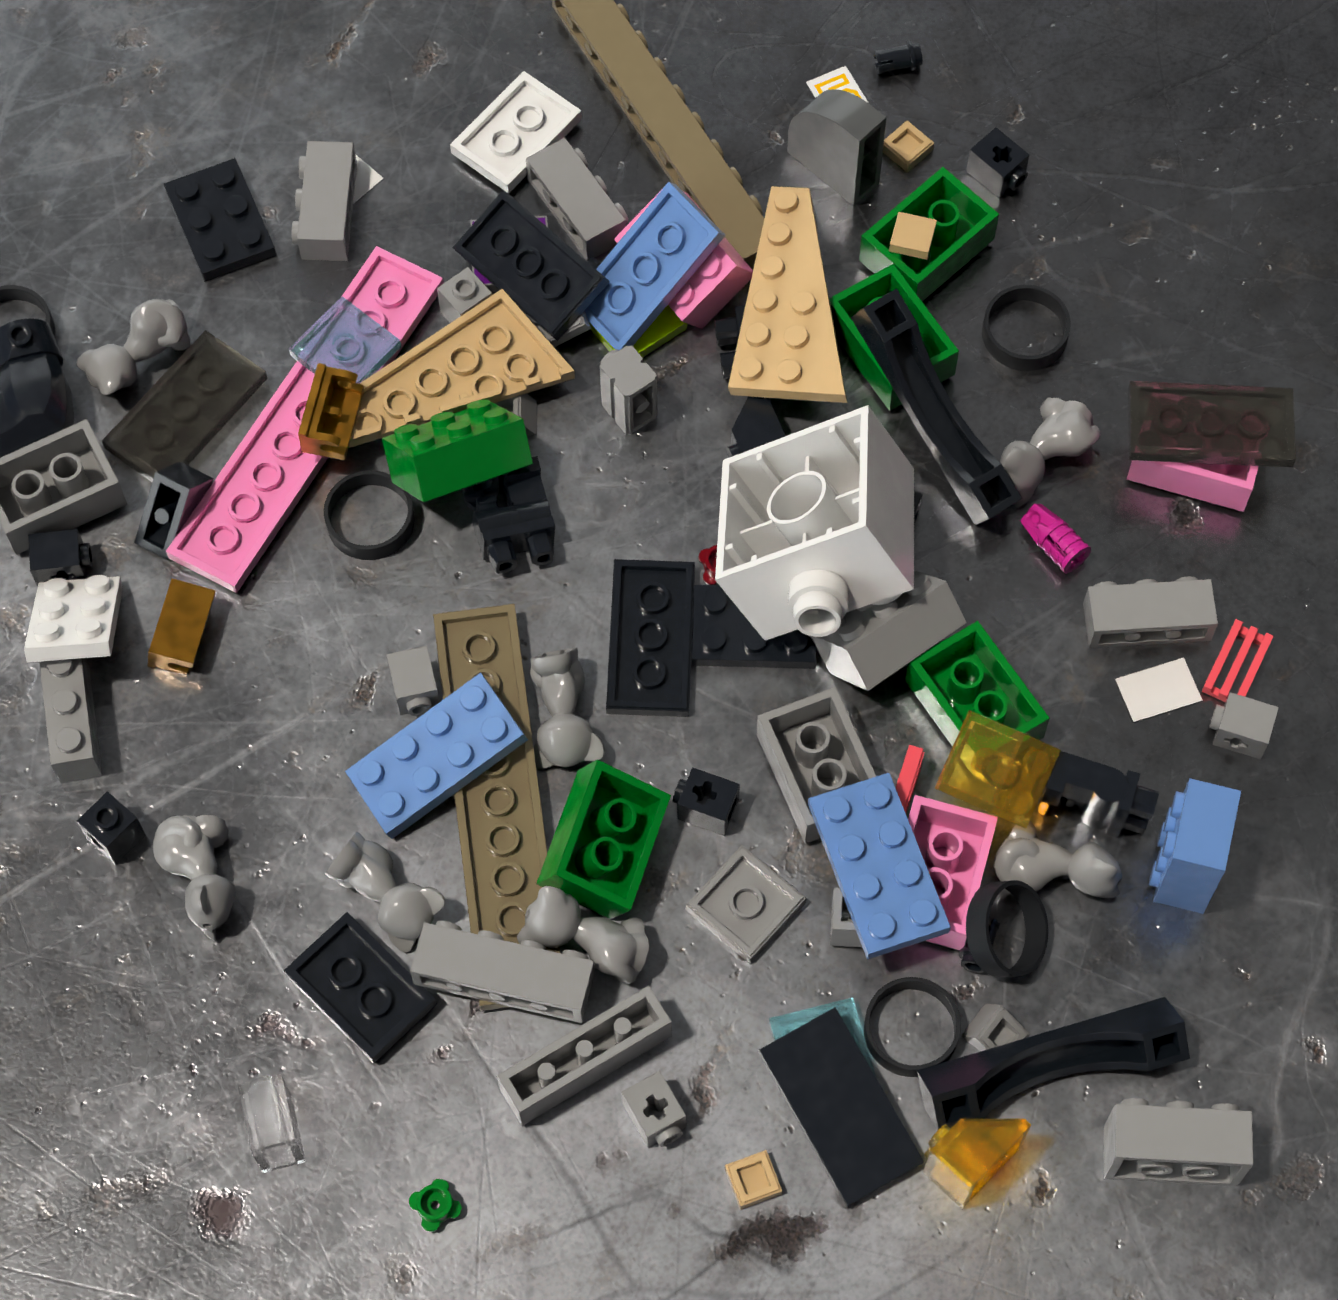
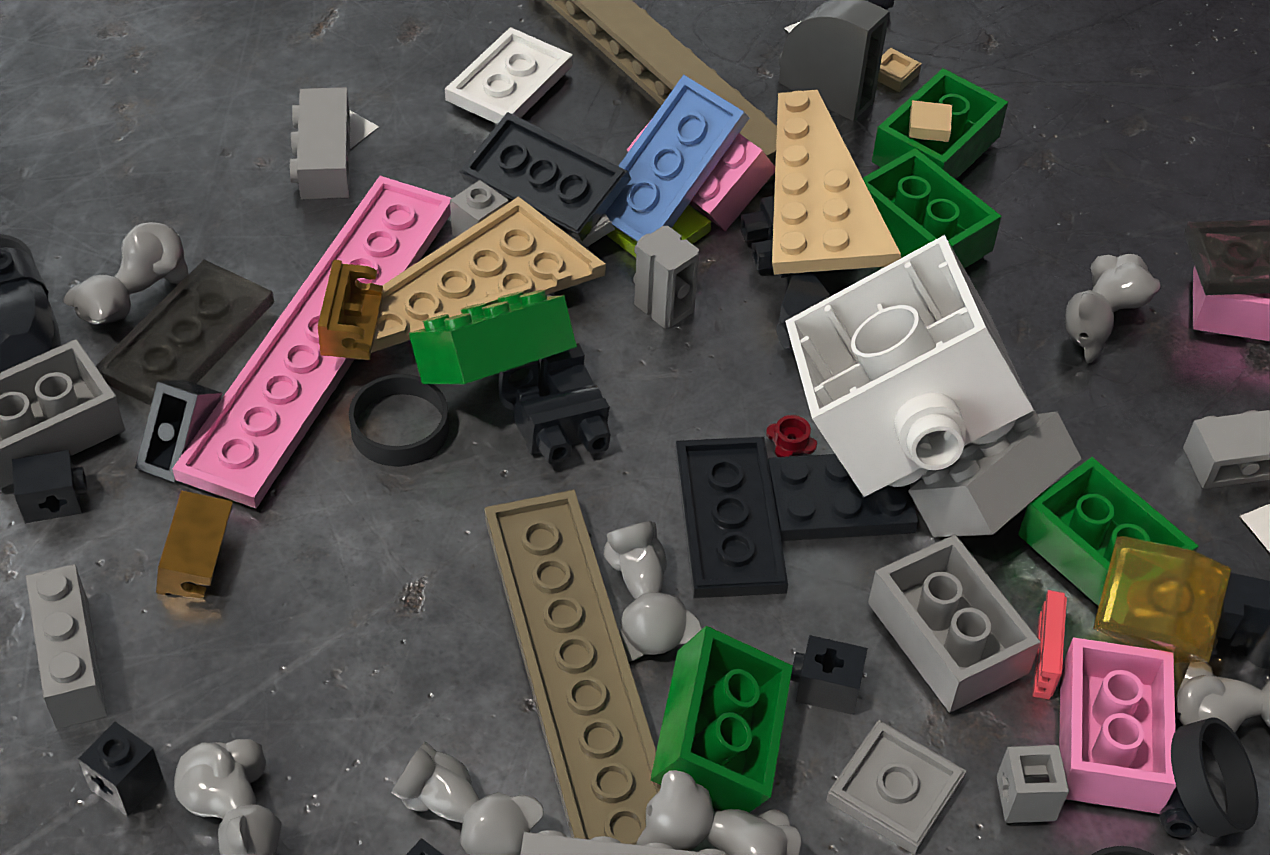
camera: 10 degrees left, 15 degrees down
(73, 619) = (66, 541): white plate -> none
(219, 219) = (212, 169): black plate -> none
(345, 341) = (357, 245): clear light blue tile -> none
(413, 680) = (470, 577): light grey brick -> none
(436, 755) = (508, 652): medium blue plate -> none
(576, 198) = (575, 116): light grey brick -> none
(878, 866) = (1056, 717): medium blue plate -> none
(901, 354) = (1043, 326): black arch -> none
(998, 163) = (991, 69): black brick -> none
(1026, 293) = (1060, 179): black tyre -> none
(1055, 538) = (1129, 379): dark pink hinge -> none

